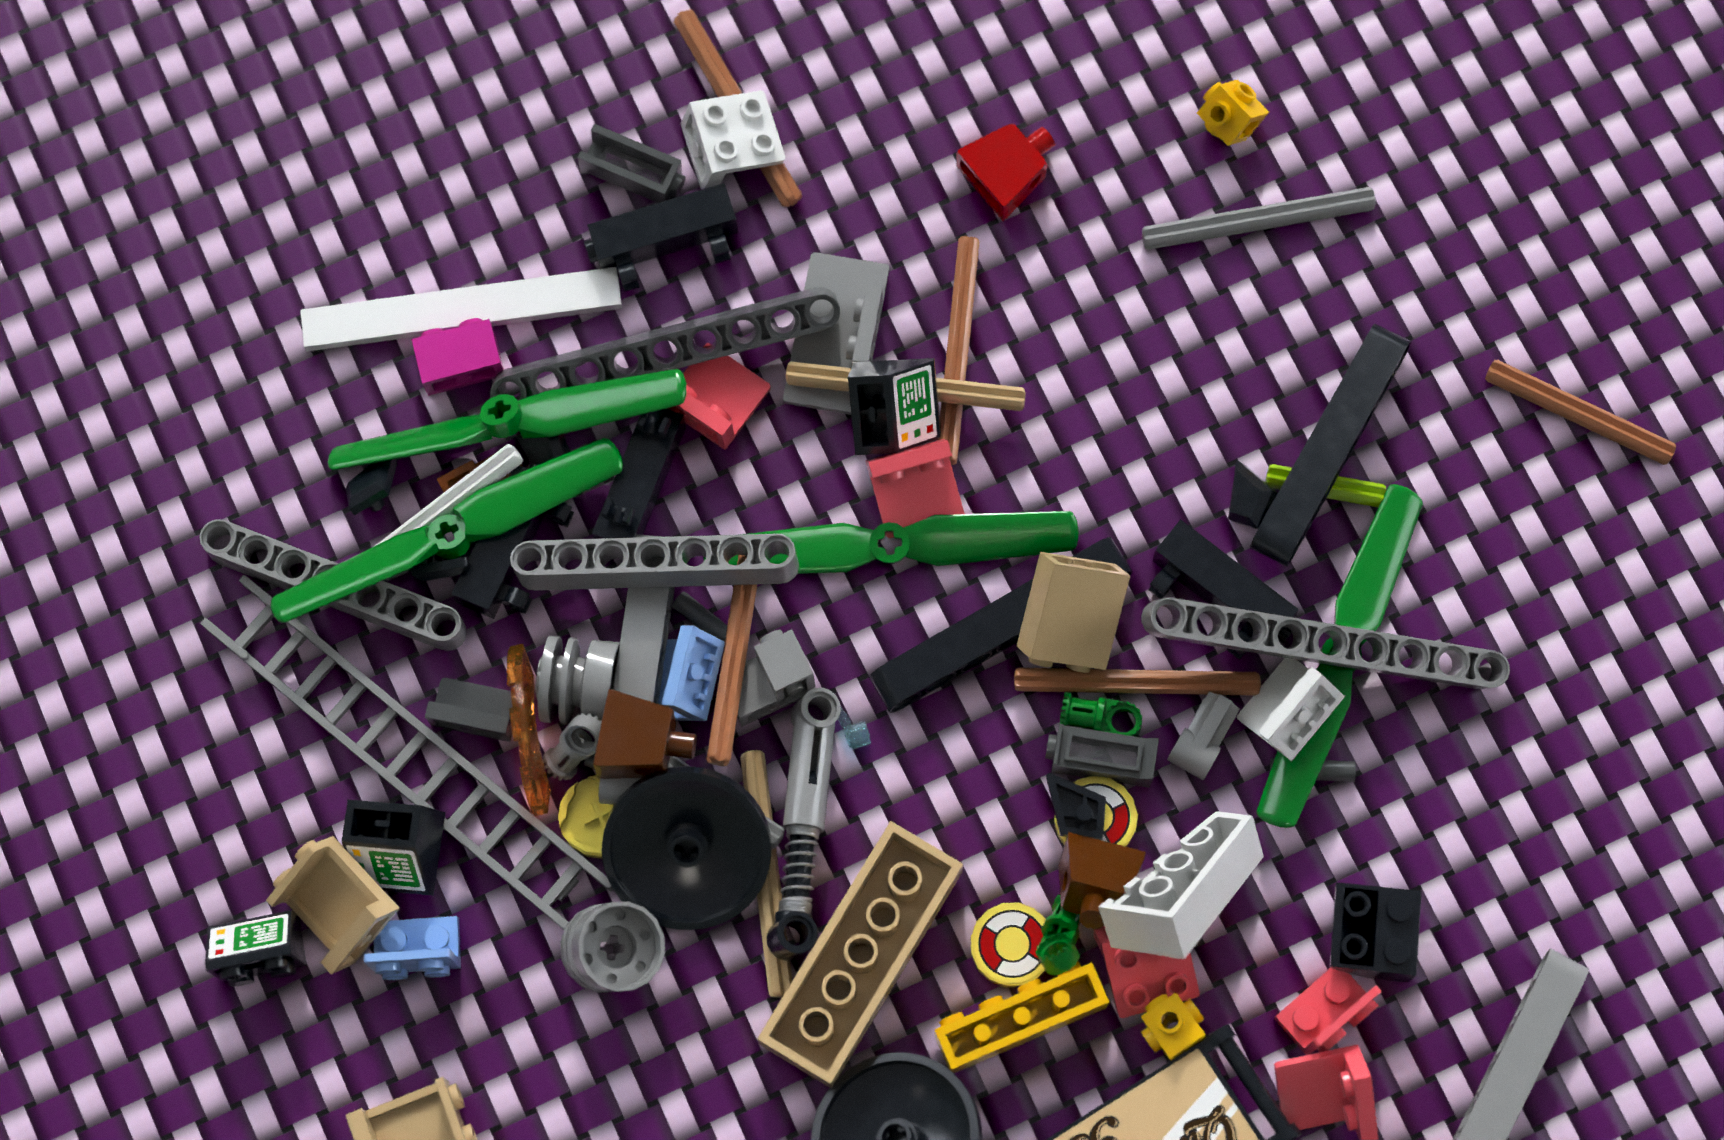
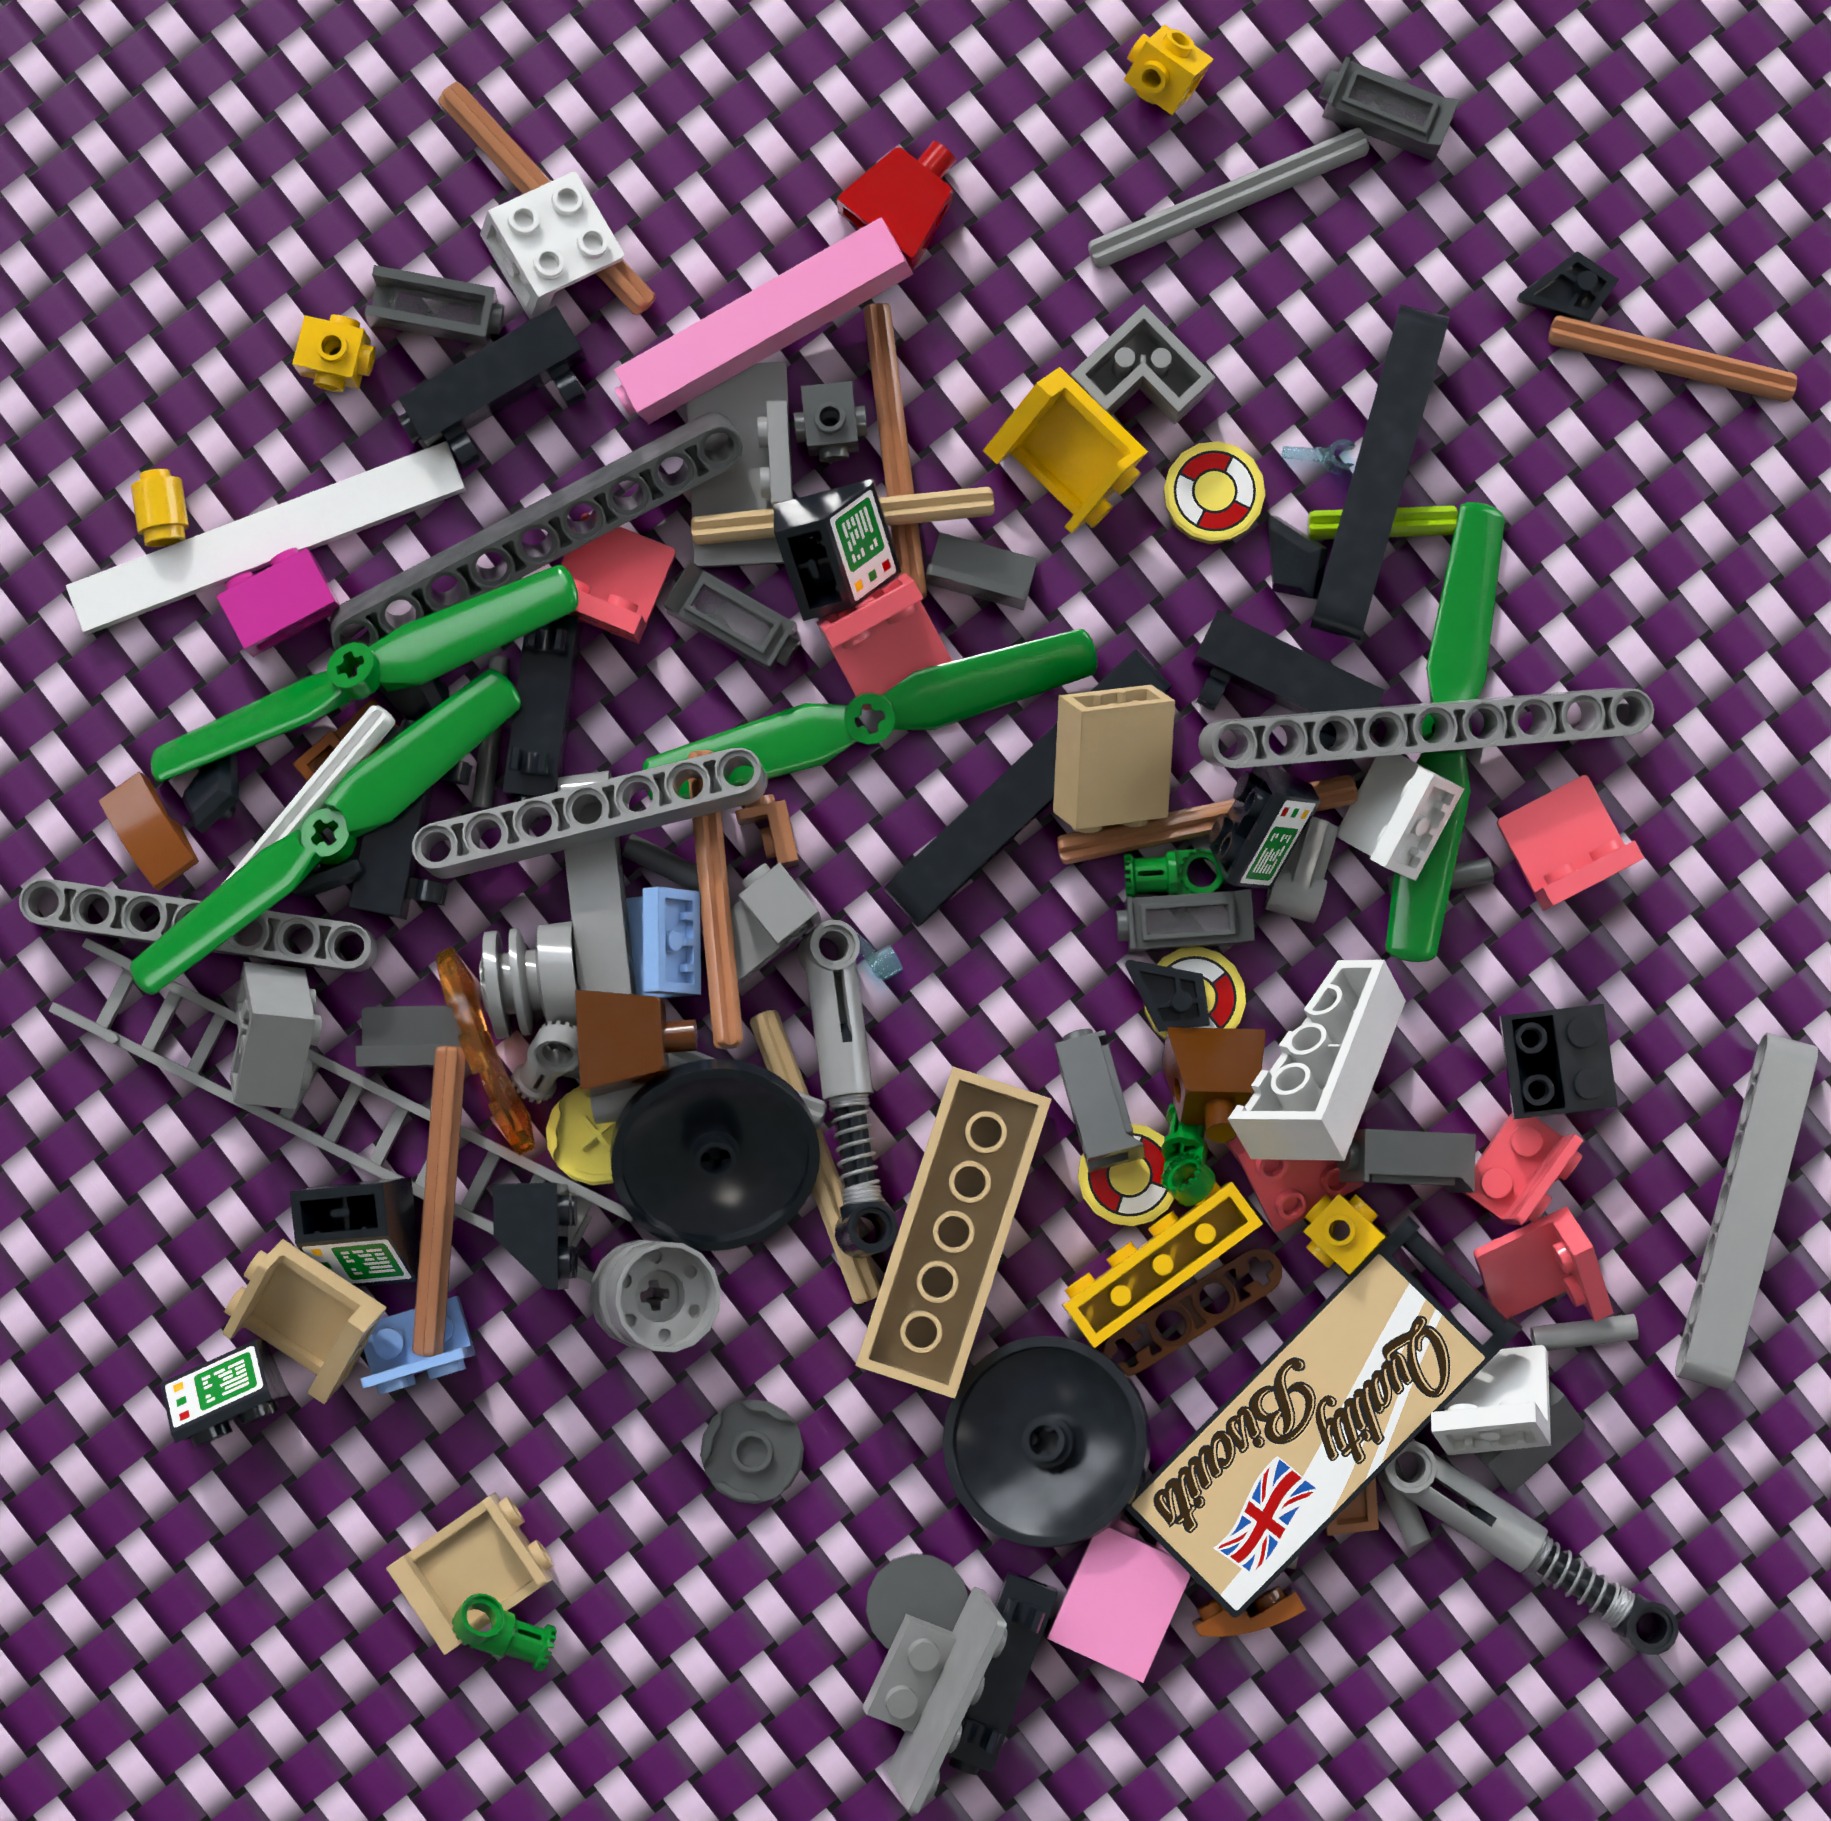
camera: 15 degrees left, 10 degrees up
(313, 505) = (148, 832): none -> dark orange slope
(368, 674) = (274, 1035): none -> light grey brick
(386, 268) = (160, 508): none -> yellow brick
(462, 833) = (439, 1201): none -> nougat axle
(532, 866) = (533, 1228): none -> black slope
(547, 182) = (334, 352): none -> yellow brick
(591, 502) = (488, 753): none -> dark grey bar
(659, 1095) = (752, 1451): none -> dark grey tile
(799, 616) = (777, 838): none -> nougat bracket
(801, 445) = (732, 619): none -> dark grey window
(877, 228) = (762, 322): none -> bright pink brick
(912, 314) = (830, 404): none -> dark grey brick
(999, 878) = (1096, 1100): none -> dark grey window
(1003, 453) = (981, 571): none -> dark grey panel
(1036, 1060) = (1195, 1317): none -> reddish brown beam
(1092, 372) = (1070, 447): none -> yellow panel
(1162, 319) = (1146, 358): none -> light grey brick
(1178, 691) = (1262, 826): none -> black slope
(1198, 434) = (1214, 492): none -> tile
(1238, 979) = (1411, 1159): none -> dark grey window
(1289, 424) = (1321, 455): none -> clear light blue hand
(1395, 177) = (1387, 108): none -> dark grey window
(1419, 763) = (1566, 842): none -> coral bracket
(1511, 342) = (1571, 288): none -> black piece

